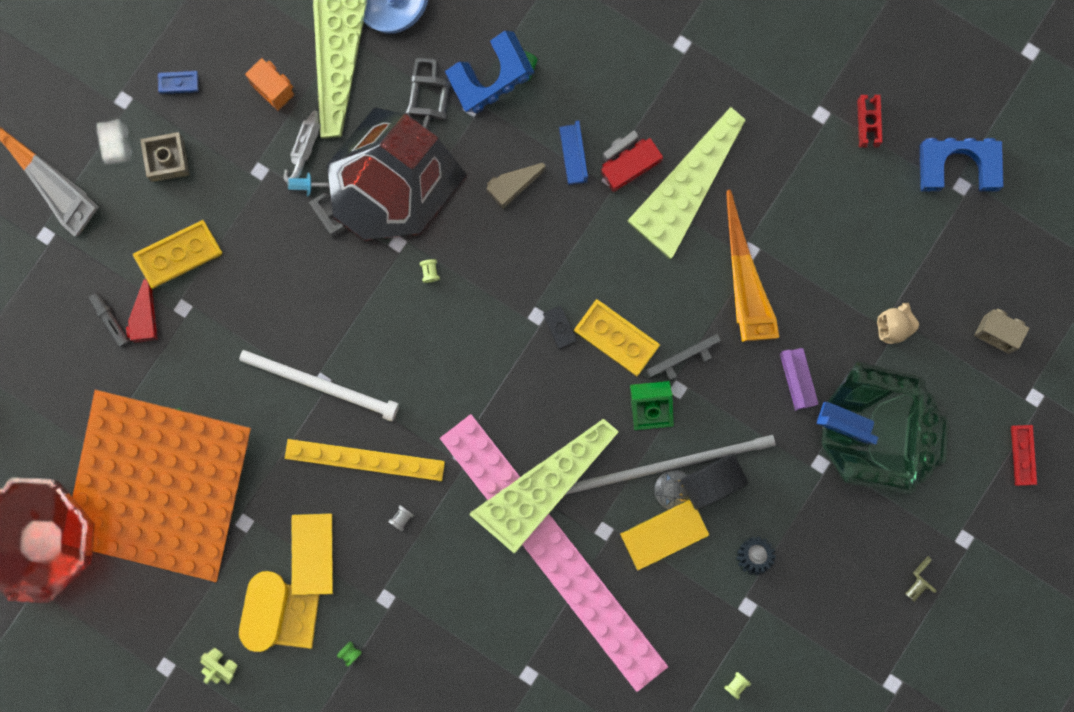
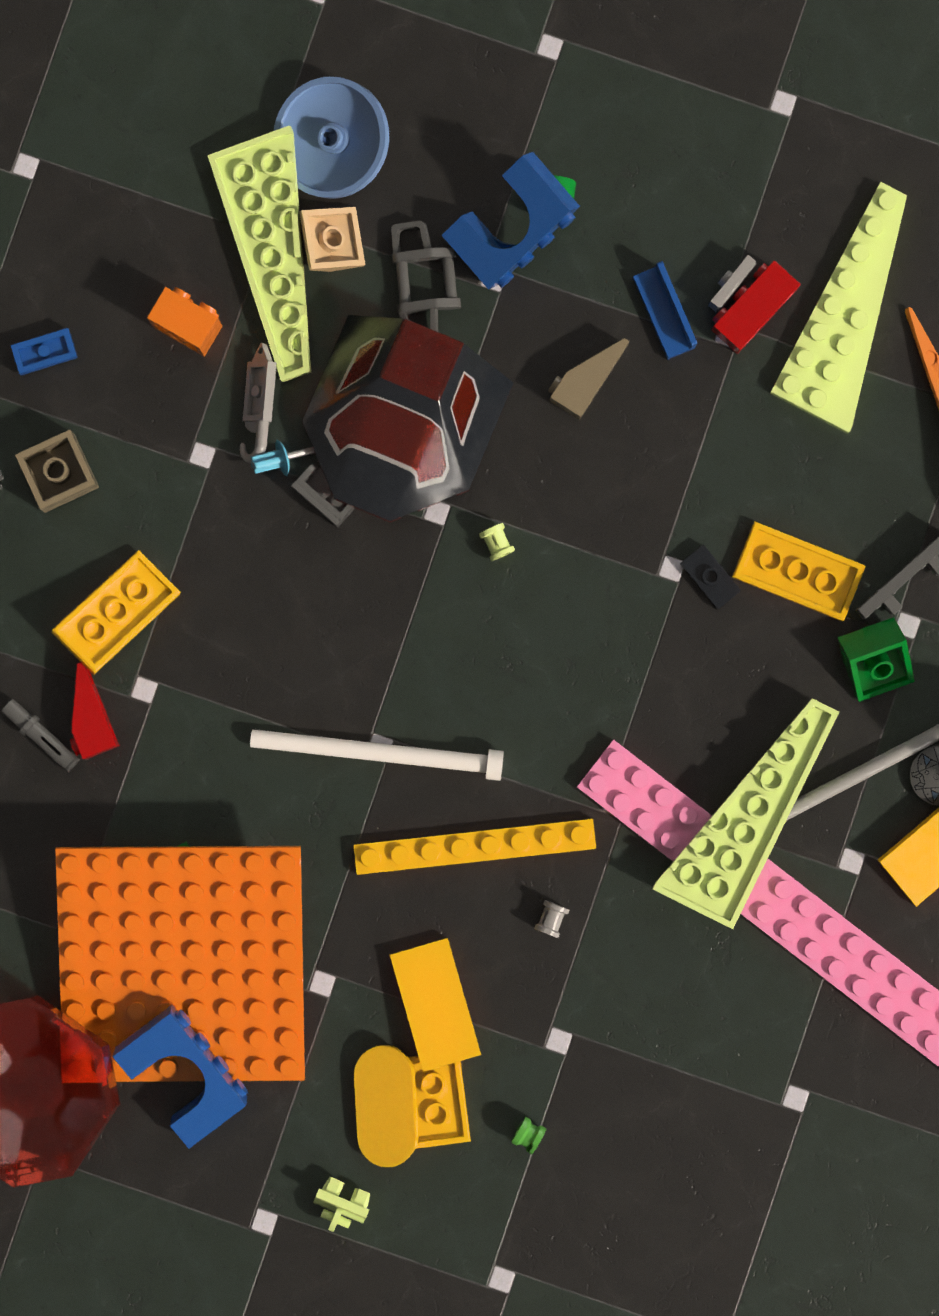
camera: 20 degrees left, 5 degrees up
(139, 530) = (172, 1036): none -> blue arch
(376, 57) = (332, 239): none -> tan slope

